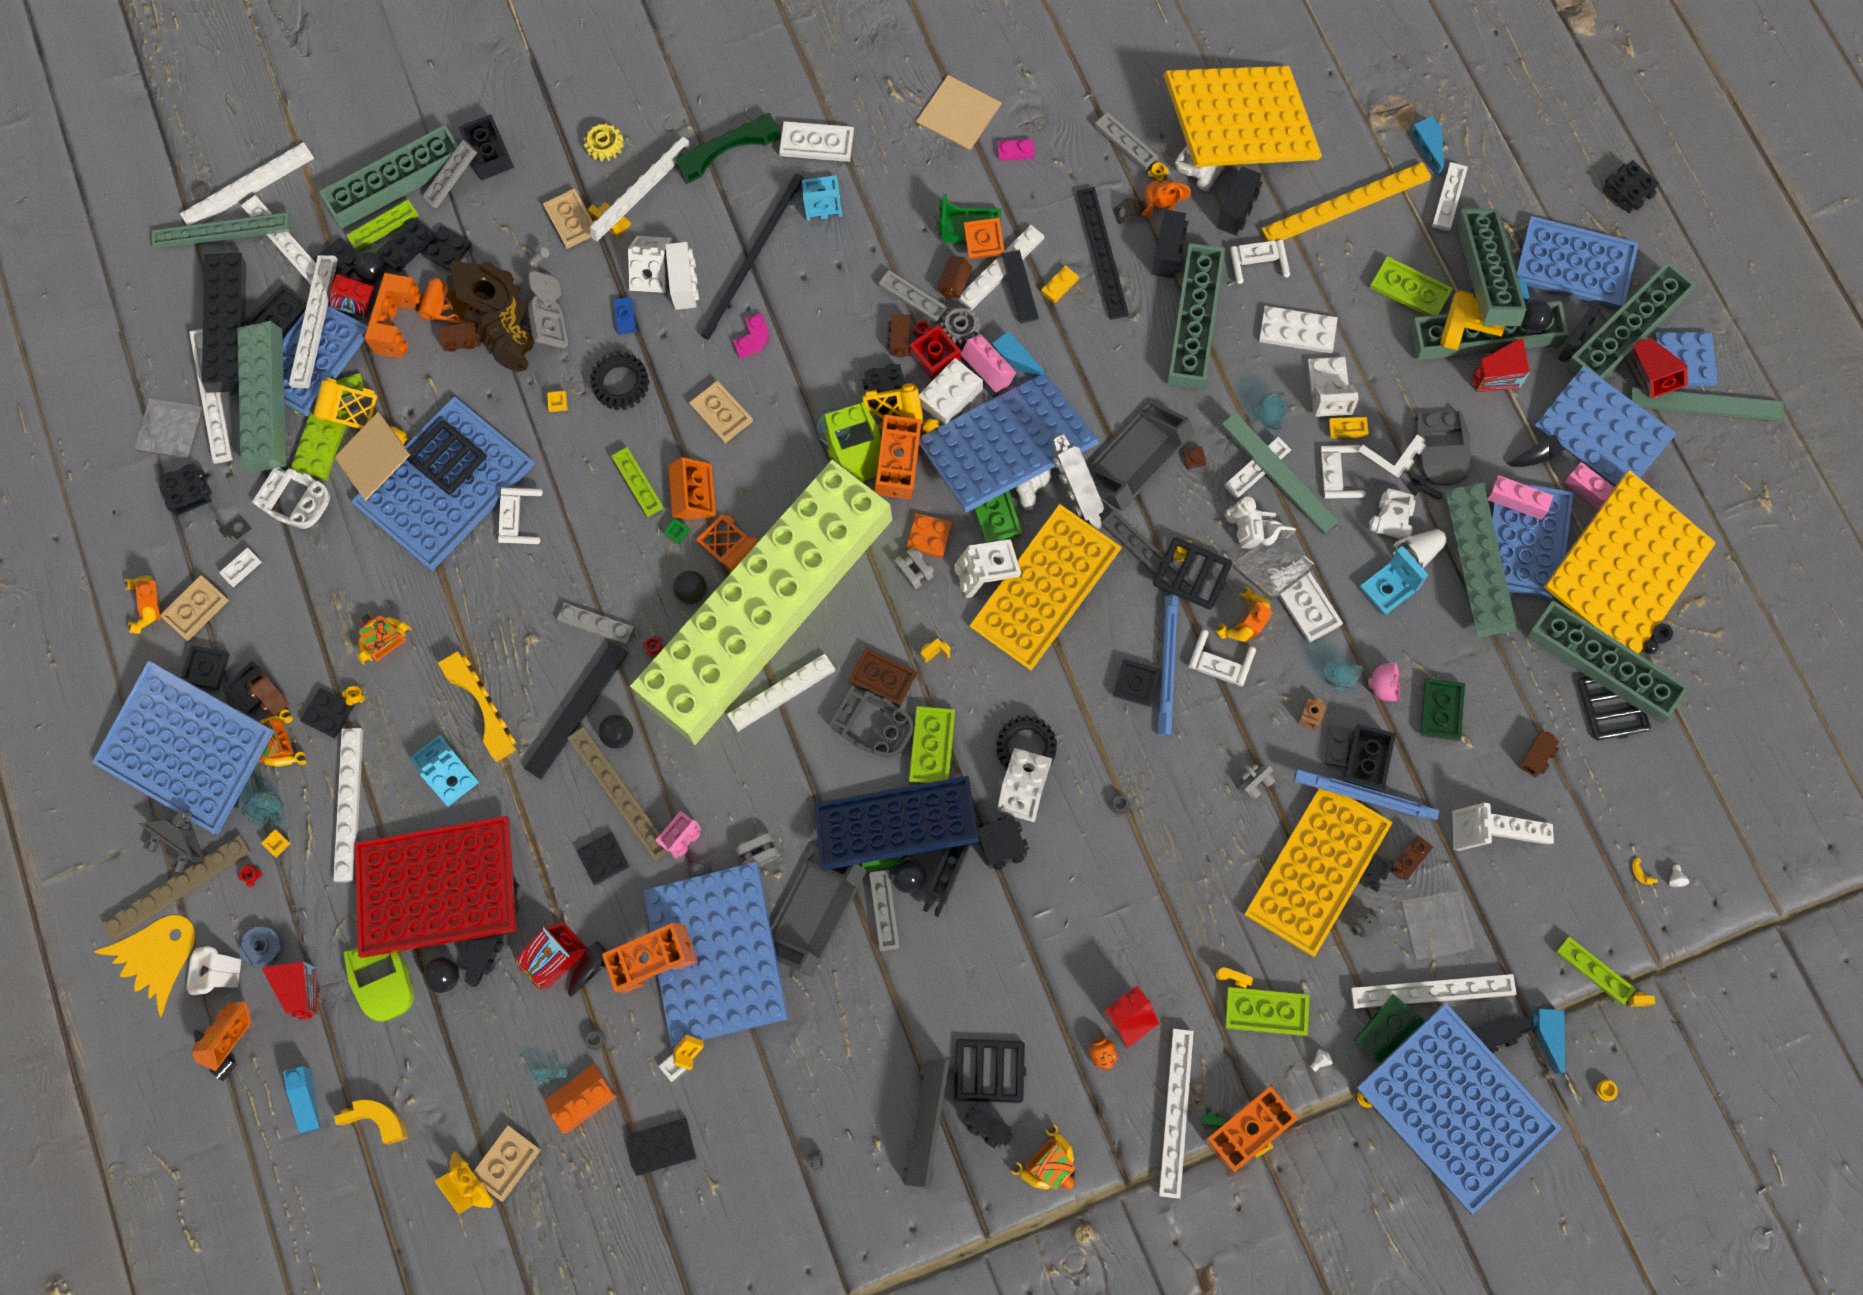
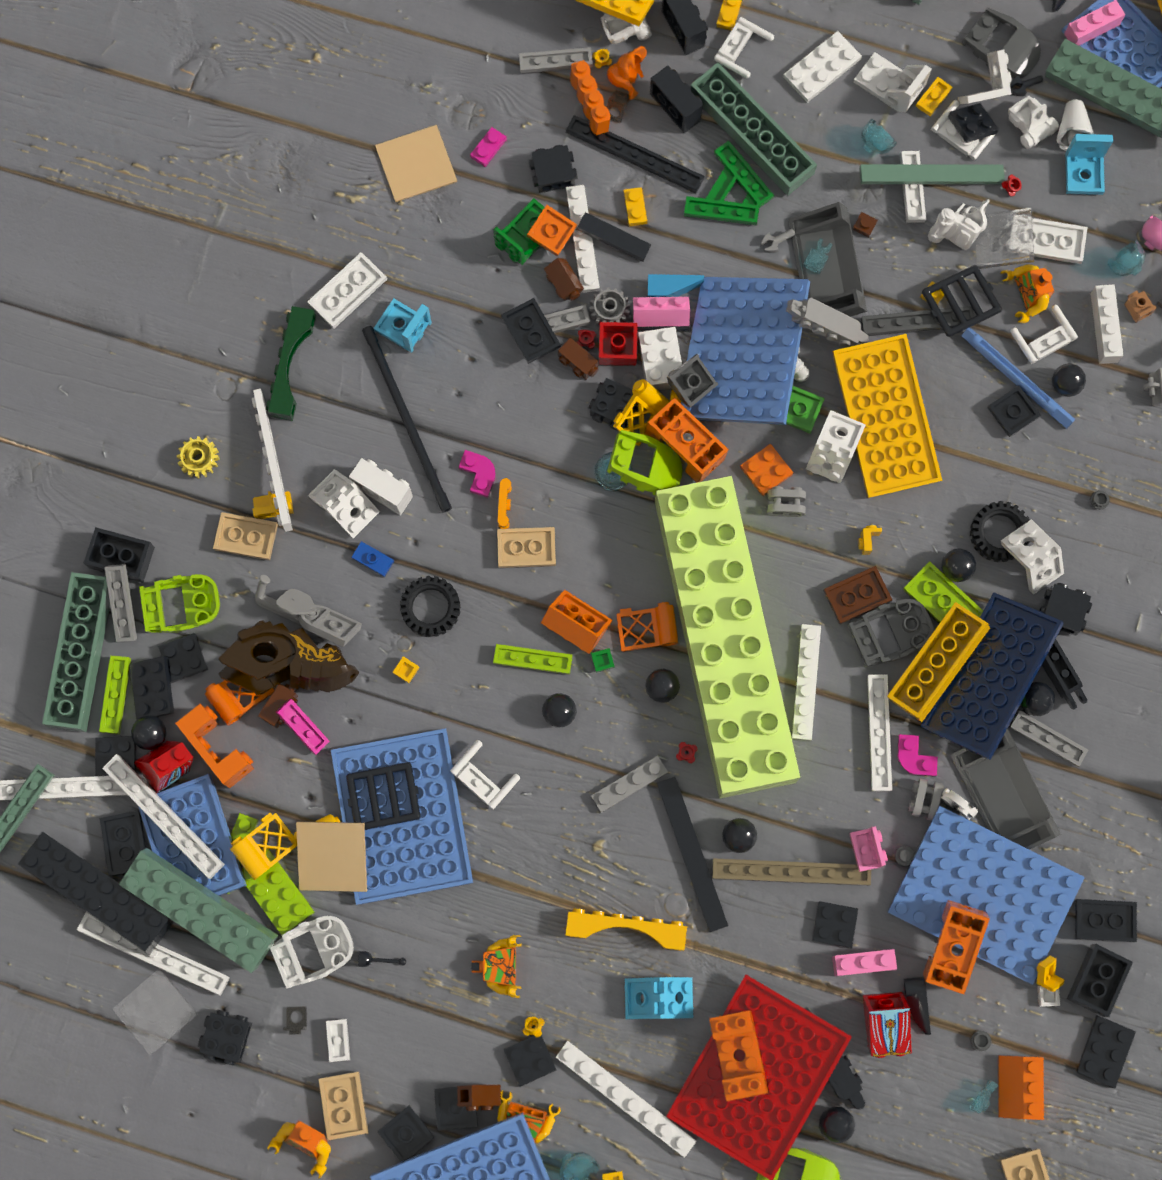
camera: 55 degrees left, 5 degrees up
(315, 539) = (365, 959): none -> black hinge
(422, 871) = (740, 1077): none -> orange plate
(455, 363) = (302, 726): none -> dark pink plate
(496, 226) = (199, 598): none -> lime slope
(587, 901) = (864, 962): none -> bright pink brick
(610, 528) = (559, 710): none -> black piece
(712, 1095) = (1099, 980): none -> black brick
(741, 370) = (504, 503): none -> light orange plate
(769, 1066) = (1105, 920): none -> black plate
(771, 880) = (953, 799): none -> white plate
(782, 816) = (911, 761): none -> dark pink plate
(783, 776) = (879, 733): none -> white plate
(872, 774) = (938, 662): none -> yellow brick
(891, 284) = (531, 330): none -> black plate
(946, 421) = (691, 381): none -> dark grey slope
(969, 733) = (958, 565): none -> black piece
(1035, 203) = (553, 168): none -> black brick
(1111, 338) = (714, 205): none -> green plate
(1115, 185) = (590, 97): none -> orange brick
(1122, 403) = (776, 240): none -> light grey bar
(1133, 442) = (817, 259): none -> clear light blue plate
(1198, 703) = (1068, 380): none -> black piece
(1272, 698) = (1106, 324): none -> white brick
(1331, 543) = (1016, 185): none -> red plate
(1352, 471) = (973, 122): none -> black plate

